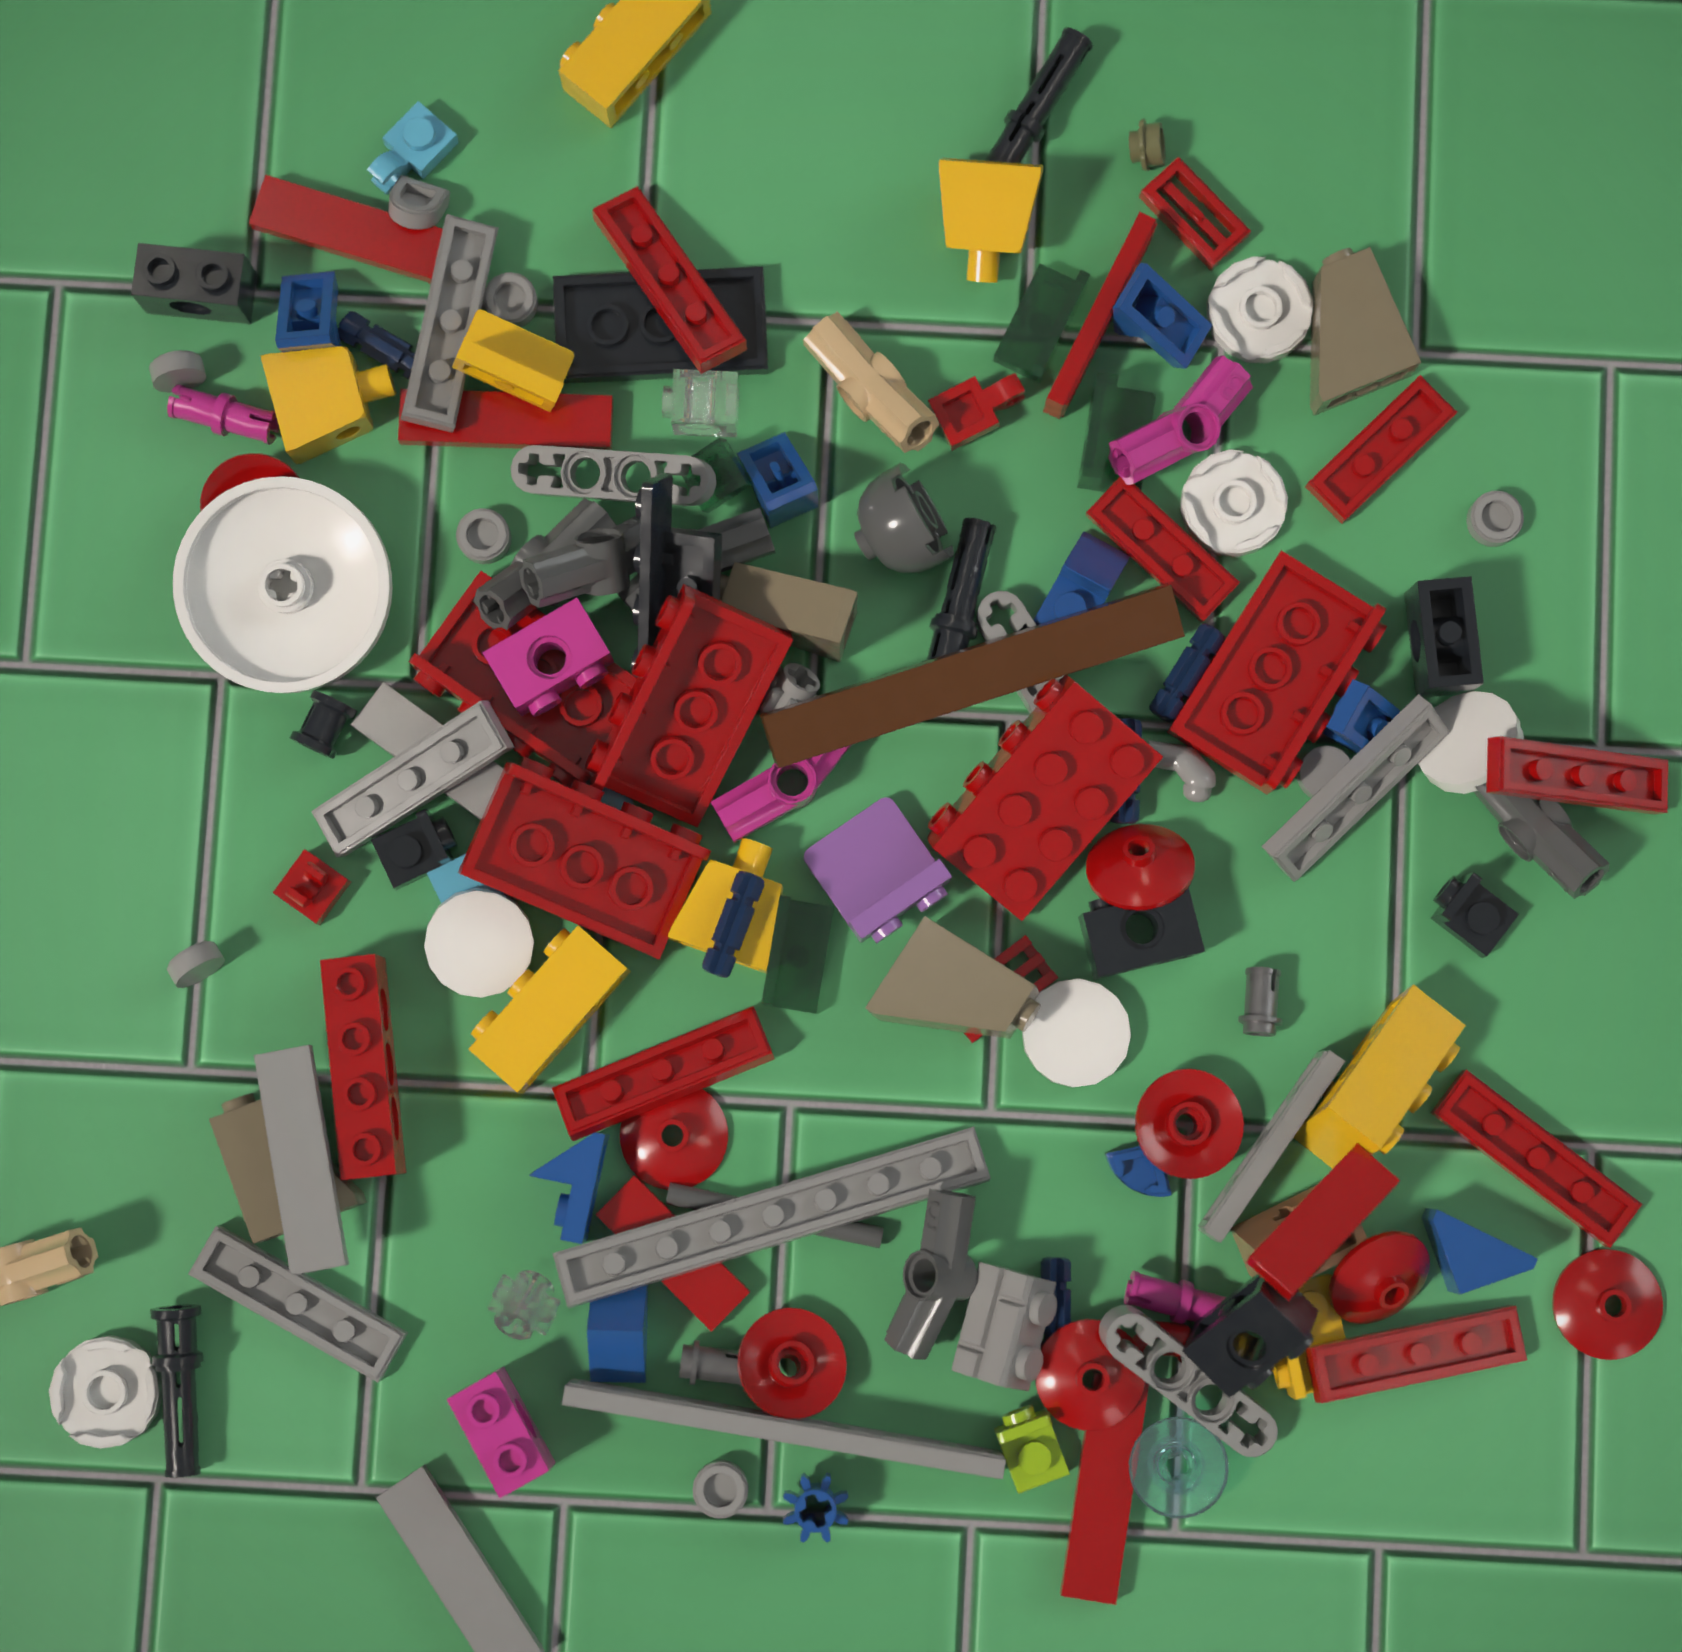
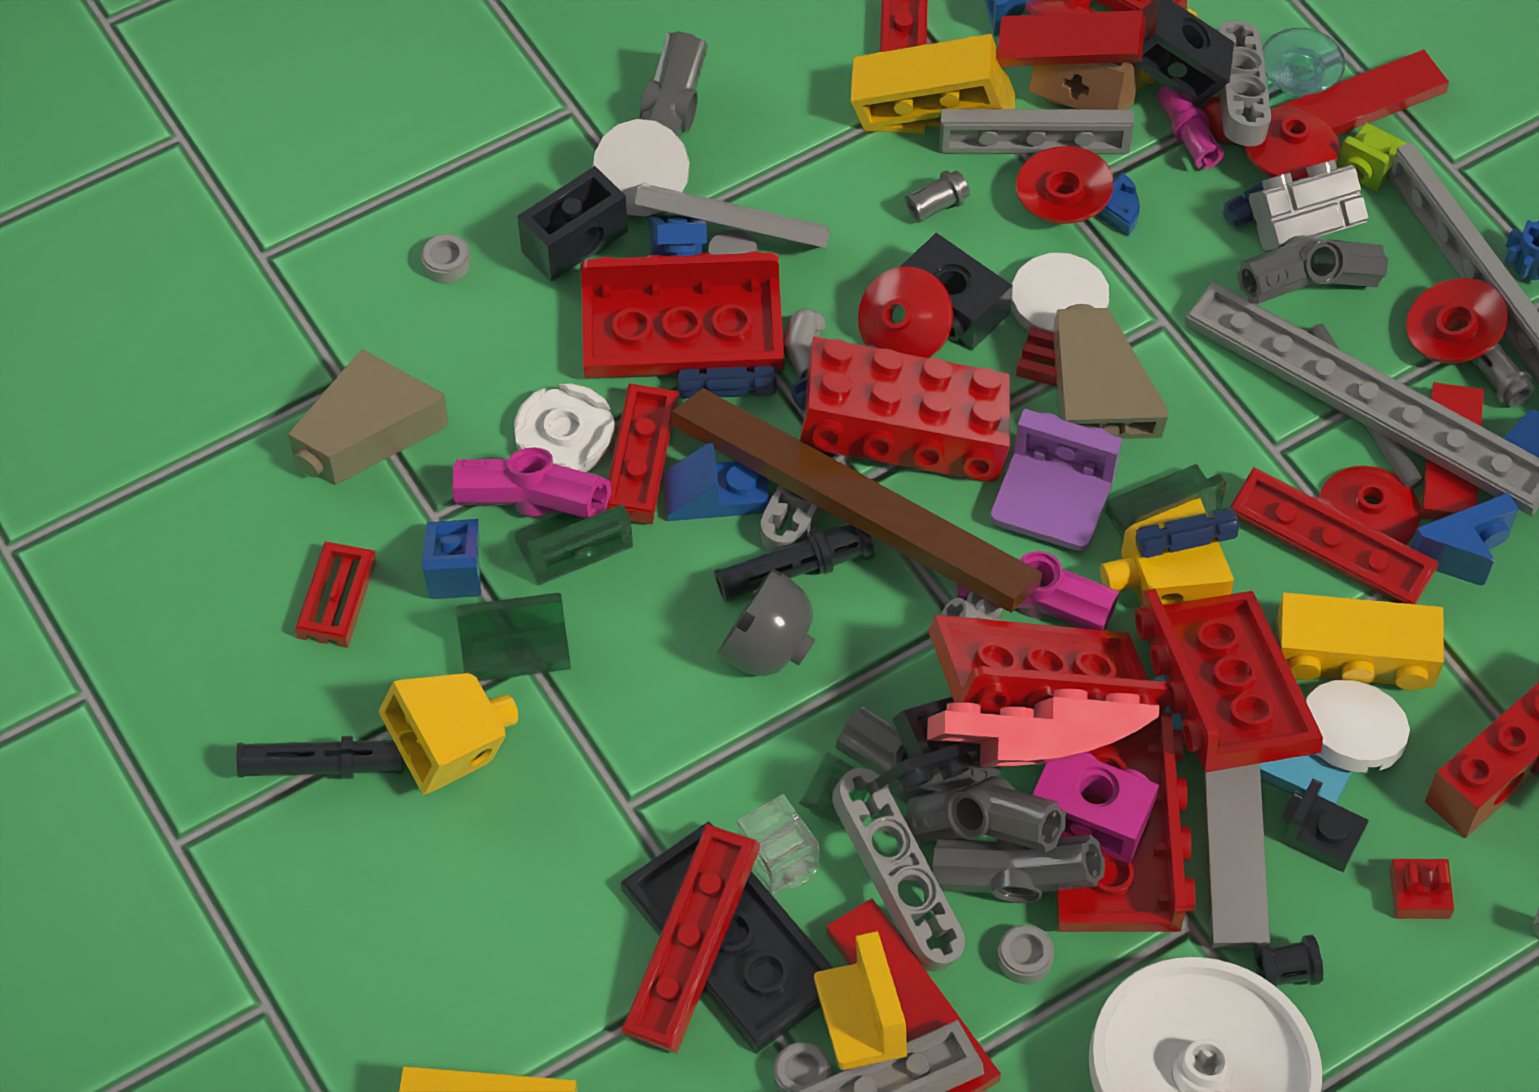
camera: 125 degrees left, 25 degrees down
(413, 778) = (1275, 850): light grey tile -> none
(596, 647) = (1045, 734): none -> coral slope
(779, 479) = (798, 742): blue slope -> none
(812, 611) = (900, 645): dark tan slope -> none
(870, 384) = (665, 729): tan piece -> none
(968, 411) = (628, 648): red plate -> none
(1099, 317) = (436, 603): red tile -> none
(1147, 145) = (300, 656): olive plate -> none
(1259, 310) = (387, 502): white tile -> none
(1380, 449) = (450, 358): red tile -> none
(1472, 913) = (762, 112): black bracket -> none
(1576, 775) = (617, 85): red tile -> none

